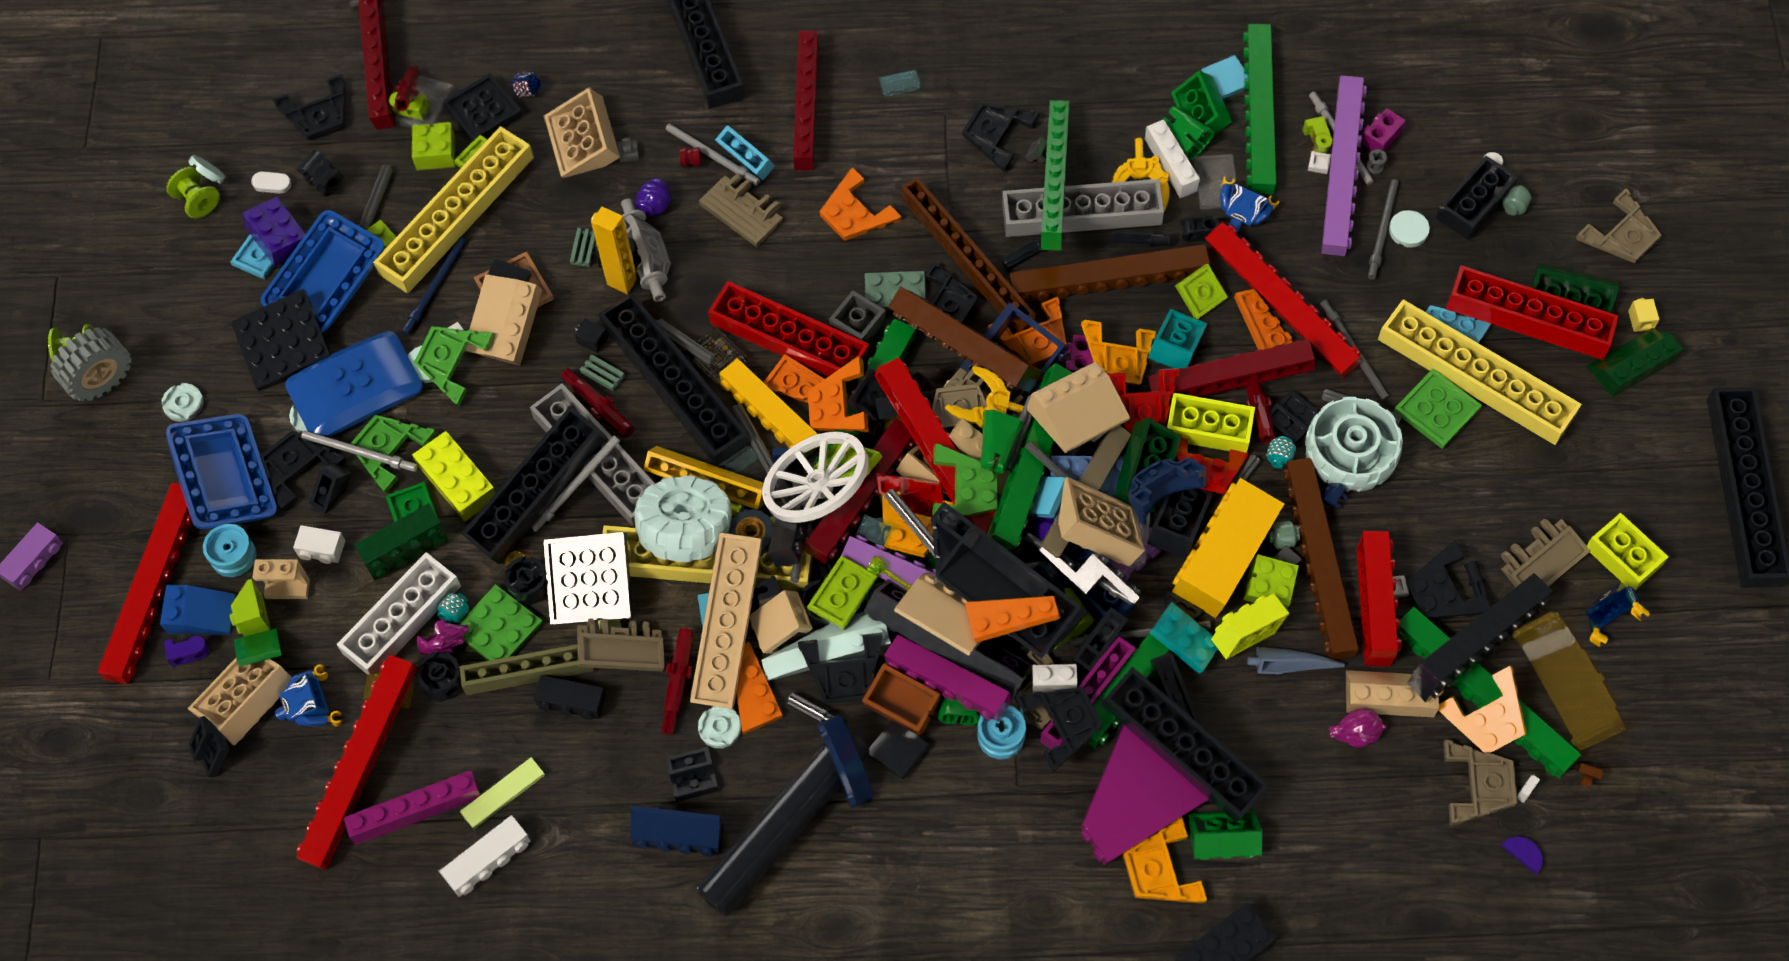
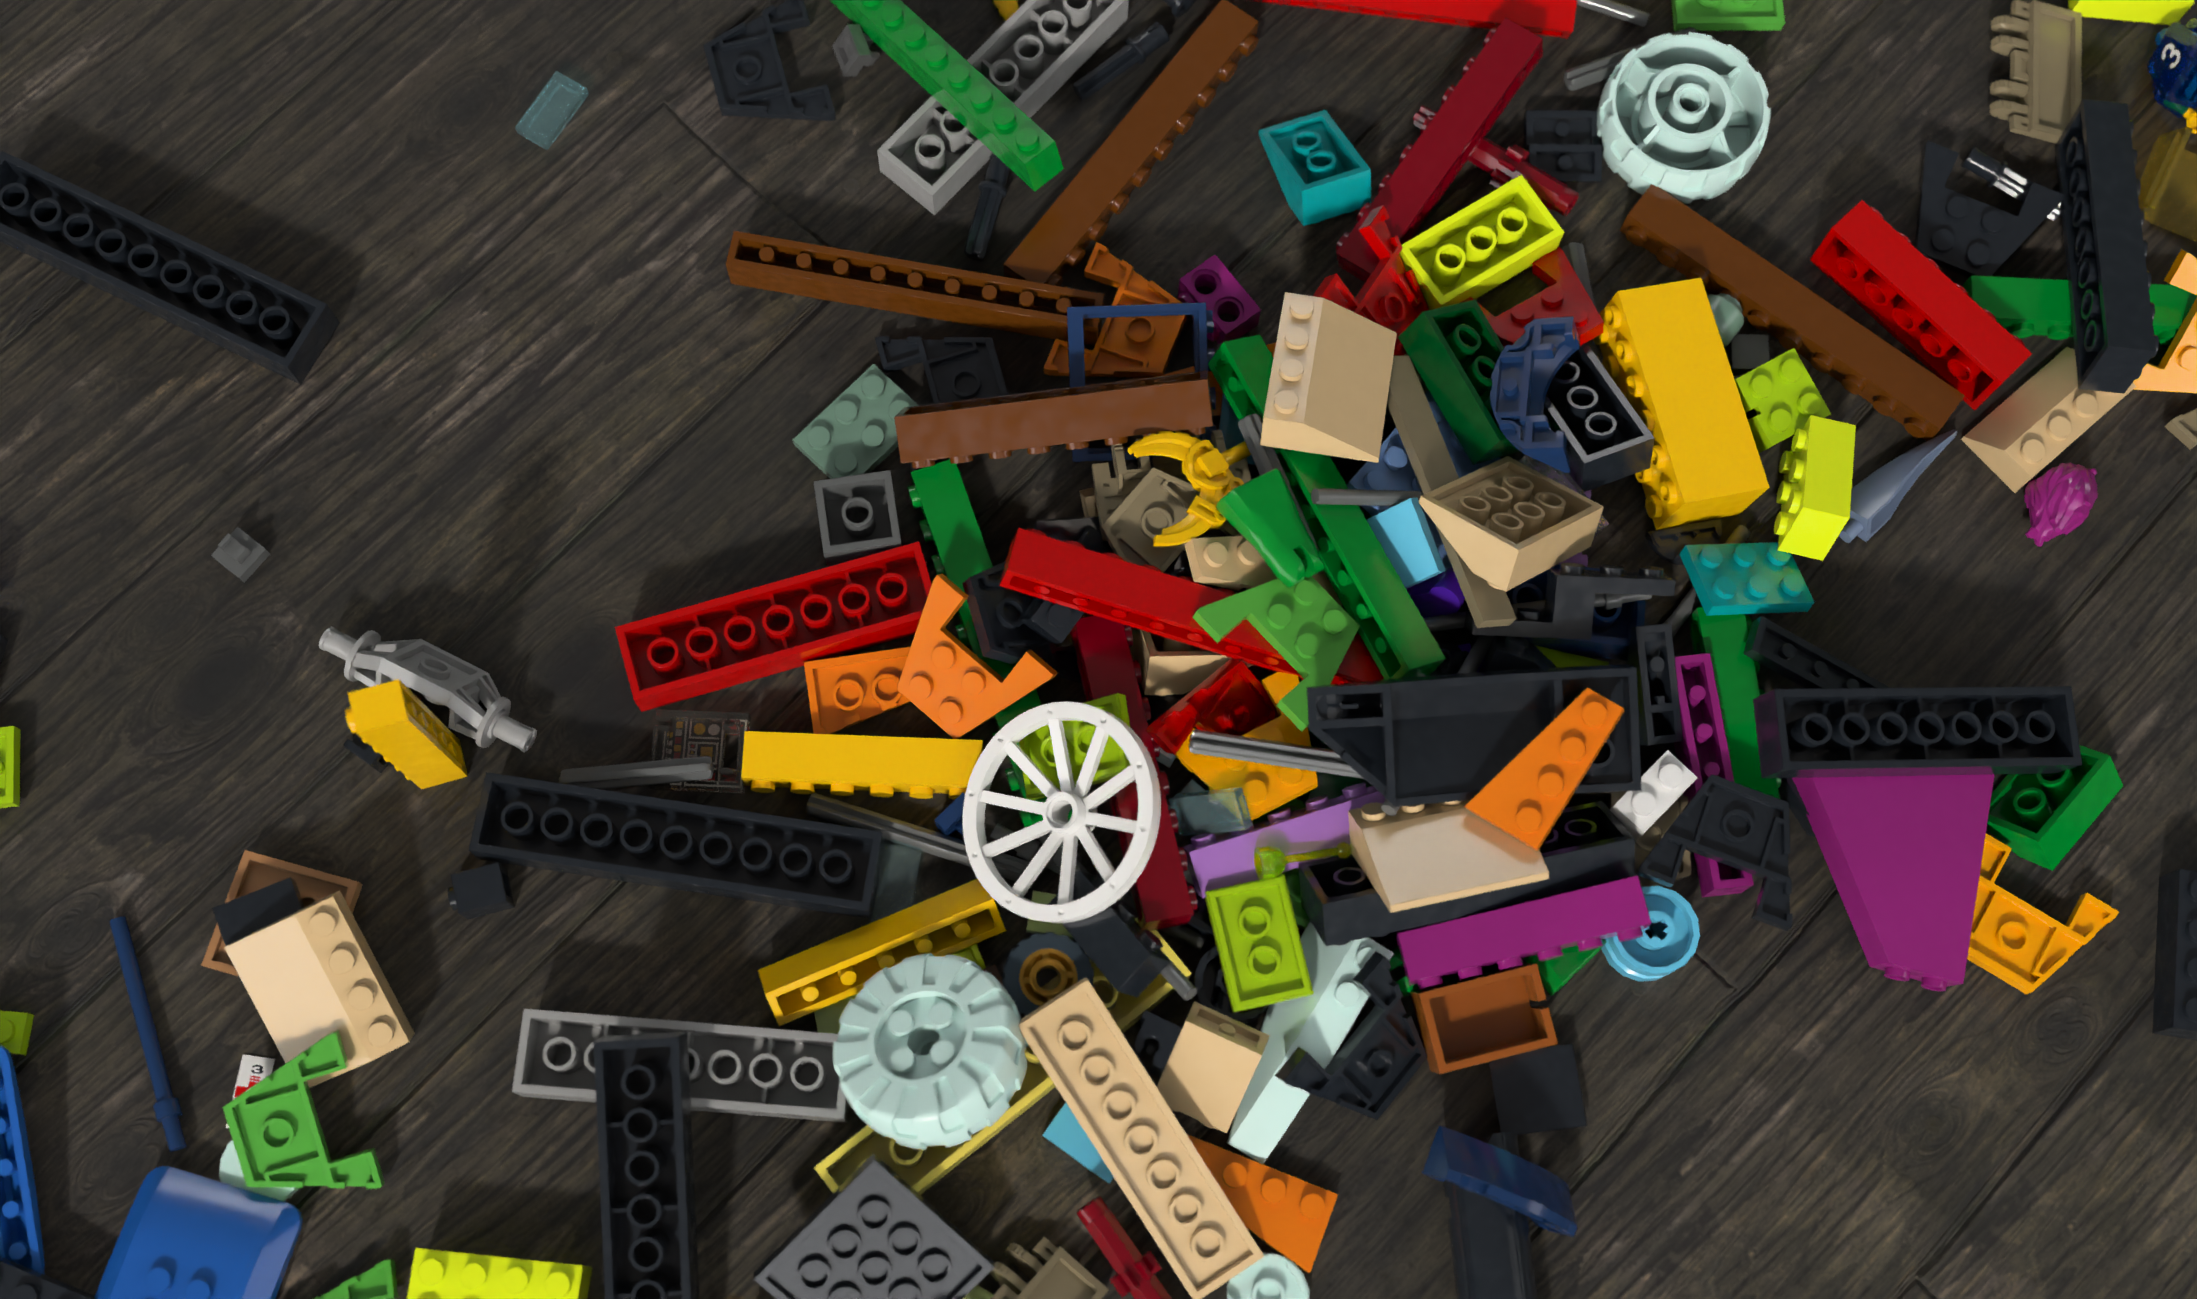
camera: 50 degrees left, 10 degrees up
(453, 210) = (57, 889): light yellow brick -> none
(548, 514) = (704, 1136): light grey bar -> none
(582, 134) = (141, 591): tan slope -> none
(585, 234) = (308, 738): sand green tile -> none
(589, 364) = (550, 916): sand green tile -> none
(599, 405) = (612, 986): dark red piece -> none
(653, 197) = (359, 594): dark purple hair -> none
(690, 156) = (351, 483): dark red wheel -> none
(714, 155) = (453, 440): light grey bar -> none
(742, 214) = (511, 504): dark tan hinge -> none
(745, 152) = (432, 406): medium azure brick -> none
(805, 100) = (441, 249): dark red brick -> none
(810, 708) = (1377, 1144): black axle -> none
(848, 215) = (675, 371): orange wing -> none
(1119, 358) = (1269, 265): light orange wing -> none
(1201, 291) = (1280, 70): lime tile -> none
(1261, 324) = (1404, 51): orange wing -> none
(1280, 451) = (1602, 209): teal head -> none
(1333, 493) = (1720, 208): dark blue tile -> none

